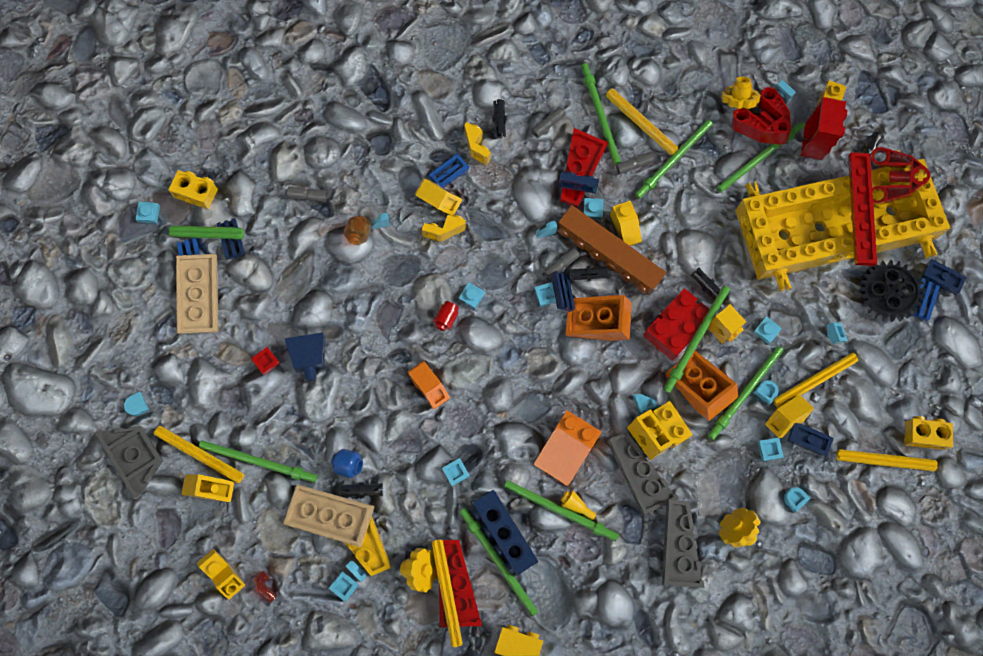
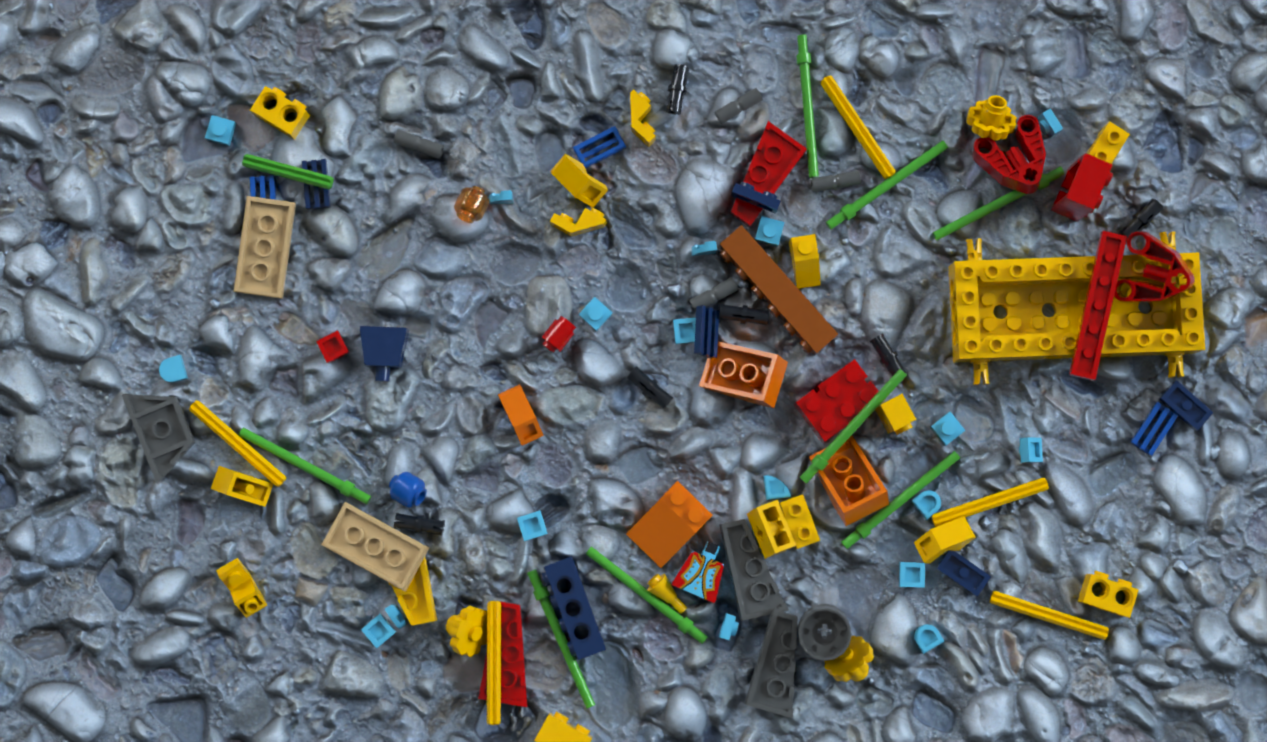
camera: 15 degrees right, 10 degrees up
(262, 588) = (285, 612): clear red arm -> none
(527, 343) = (649, 387): none -> black pin
(602, 483) = (701, 573): none -> torso
(634, 522) = (729, 627): none -> medium azure plate
(728, 507) = (834, 642): none -> dark grey wheel
(905, 303) = (1102, 392): black gear -> none

